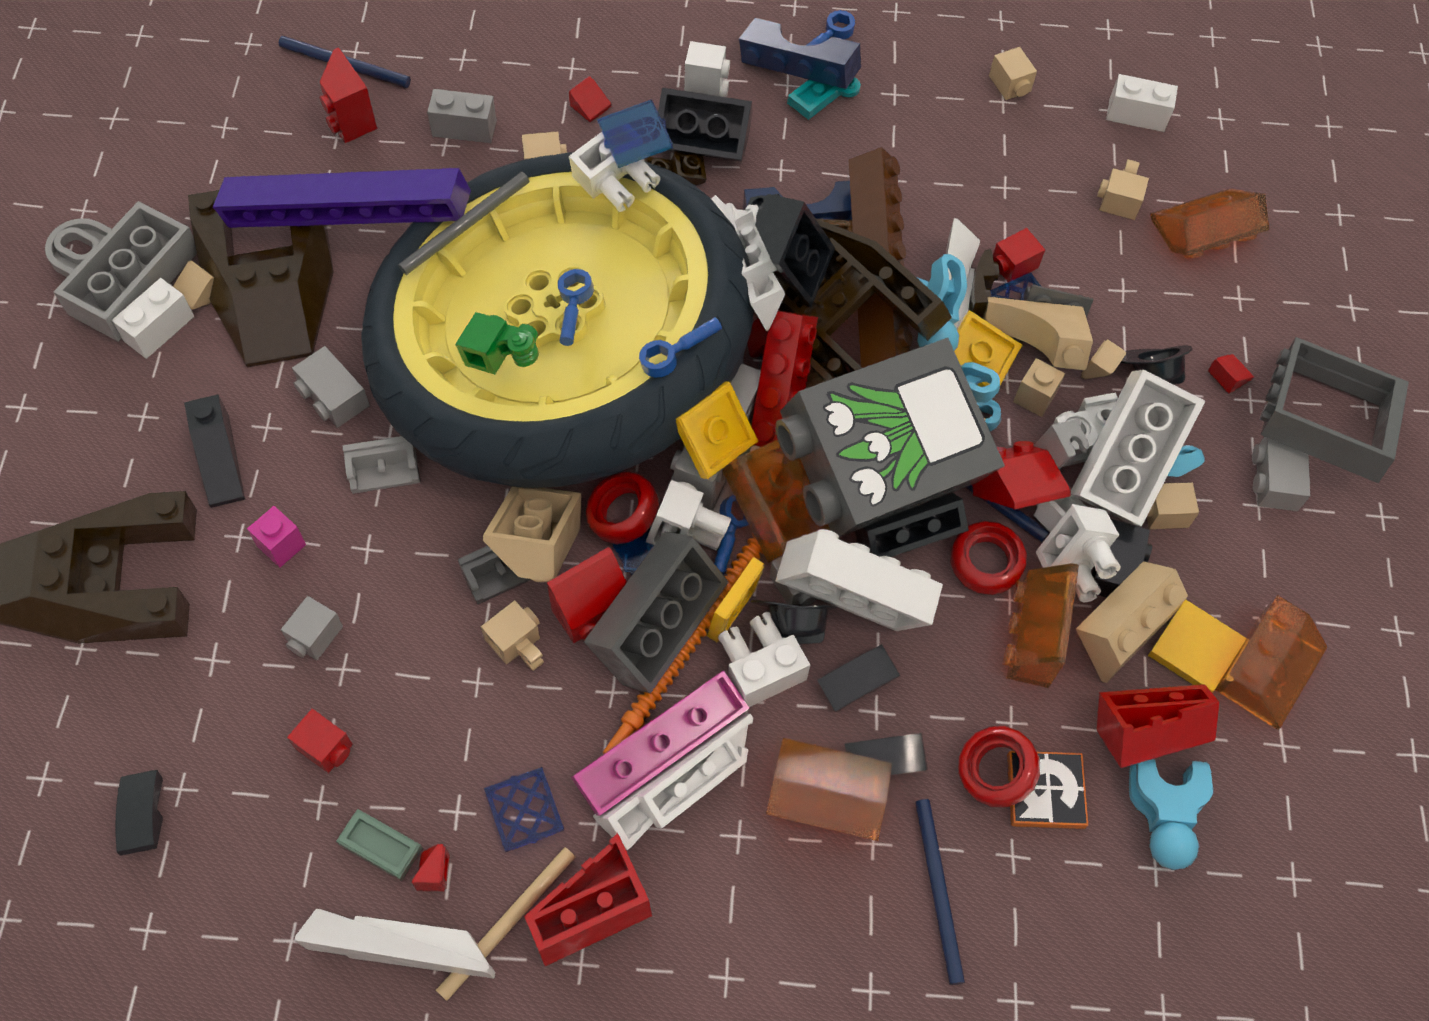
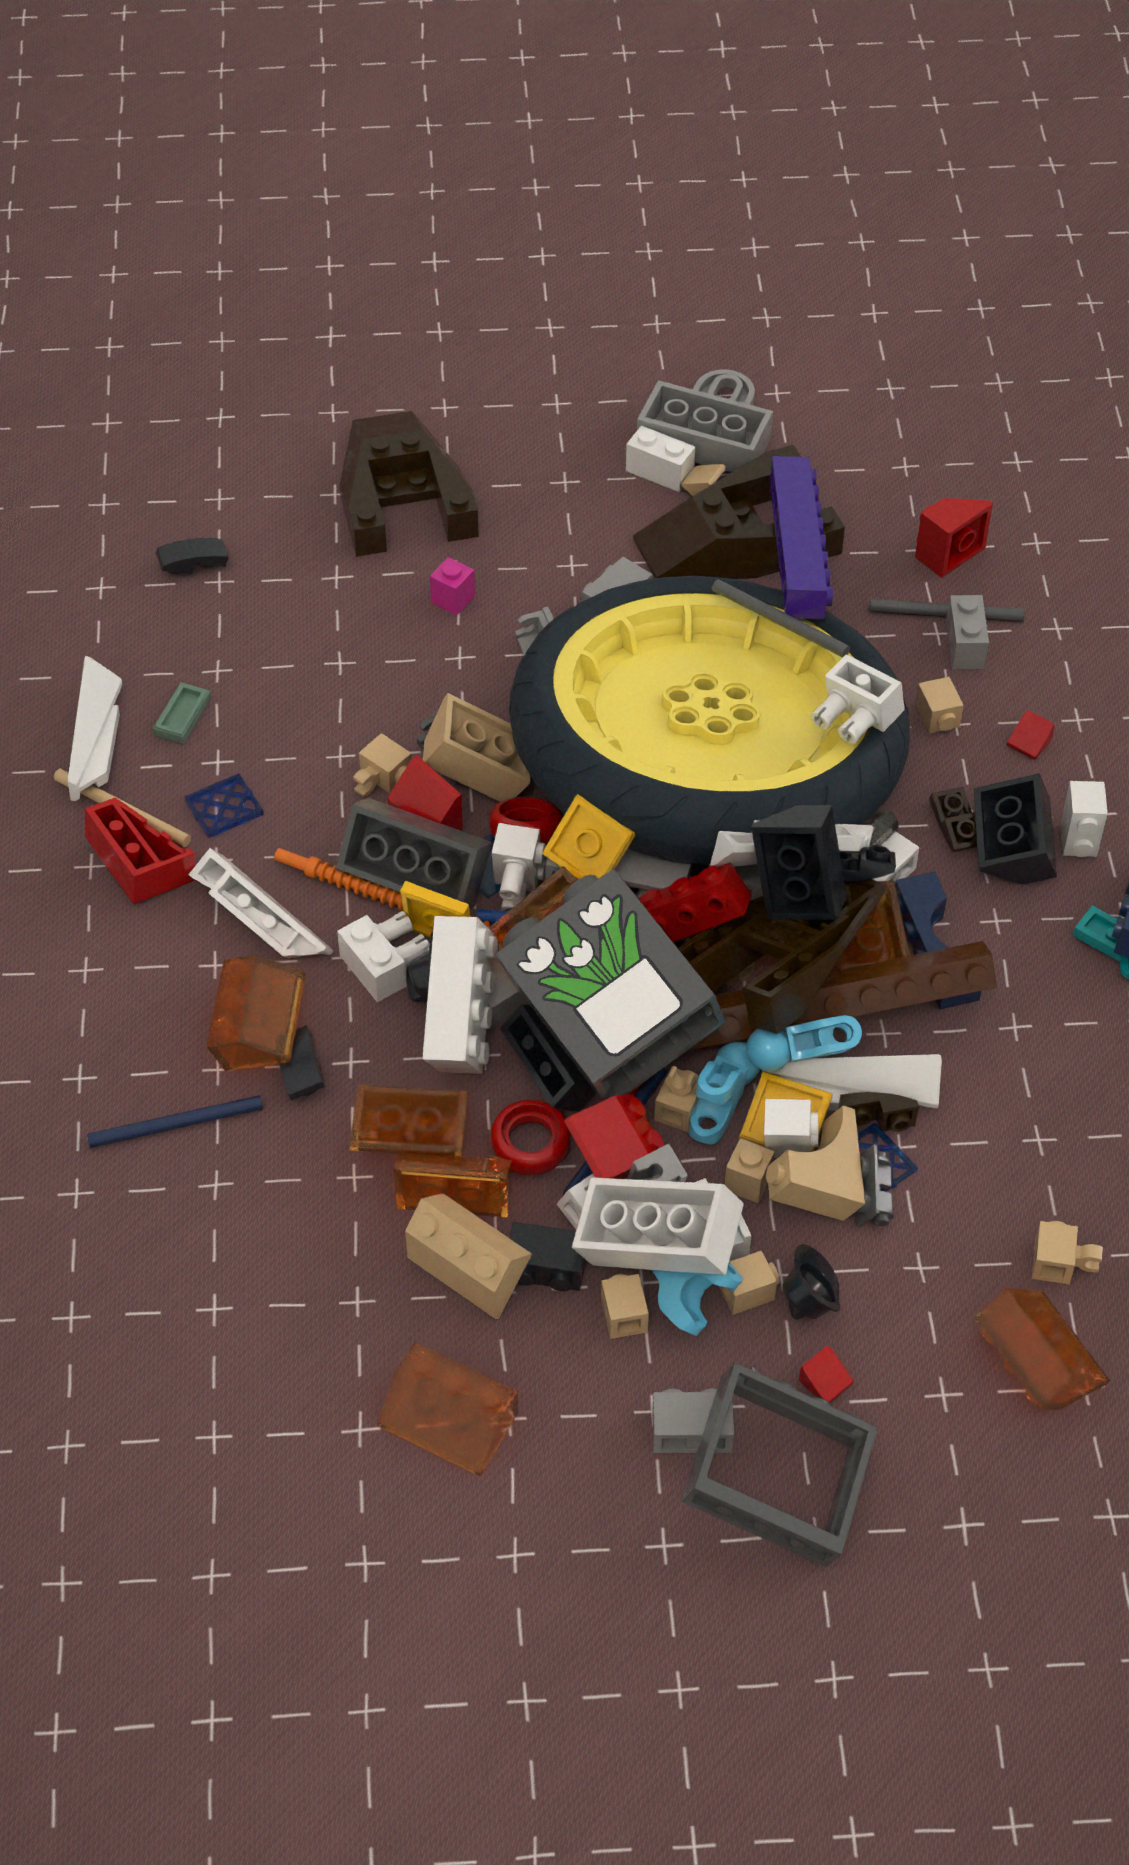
camera: 85 degrees right, 10 degrees down
(215, 450) = (538, 527): black slope -> none
(311, 629) = (368, 627): light grey brick -> none
(320, 741) = (265, 653): red brick -> none
(359, 66) = (1016, 535): dark blue axle -> none
(422, 128) = (940, 609): none -> dark grey axle
(432, 869) = (160, 747): red slope -> none
(490, 339) = (626, 646): green brick -> none
(573, 298) = (701, 689): blue piece -> none
(635, 133) = (883, 695): clear blue piece -> none
(659, 743) = (288, 882): dark pink piece -> none
(685, 342) = (634, 762): blue piece -> none
(858, 678) = (378, 1034): black slope -> none
(985, 656) = (410, 1120): none -> clear orange slope
(1012, 792) = (299, 1166): red wheel -> none
(1018, 255) = (929, 1144): red brick -> none
(1021, 340) = (790, 1126): none -> white brick
(1058, 795) = (283, 1205): tile -> none
(1082, 539) = (538, 1198): white brick -> none
(1104, 360) = (801, 1230): tan slope -> none
(1156, 721) = (355, 1280): red wedge -> none
(1171, 810) = (270, 1308): medium azure piece -> none
(1197, 646) = (464, 1333): yellow tile -> none

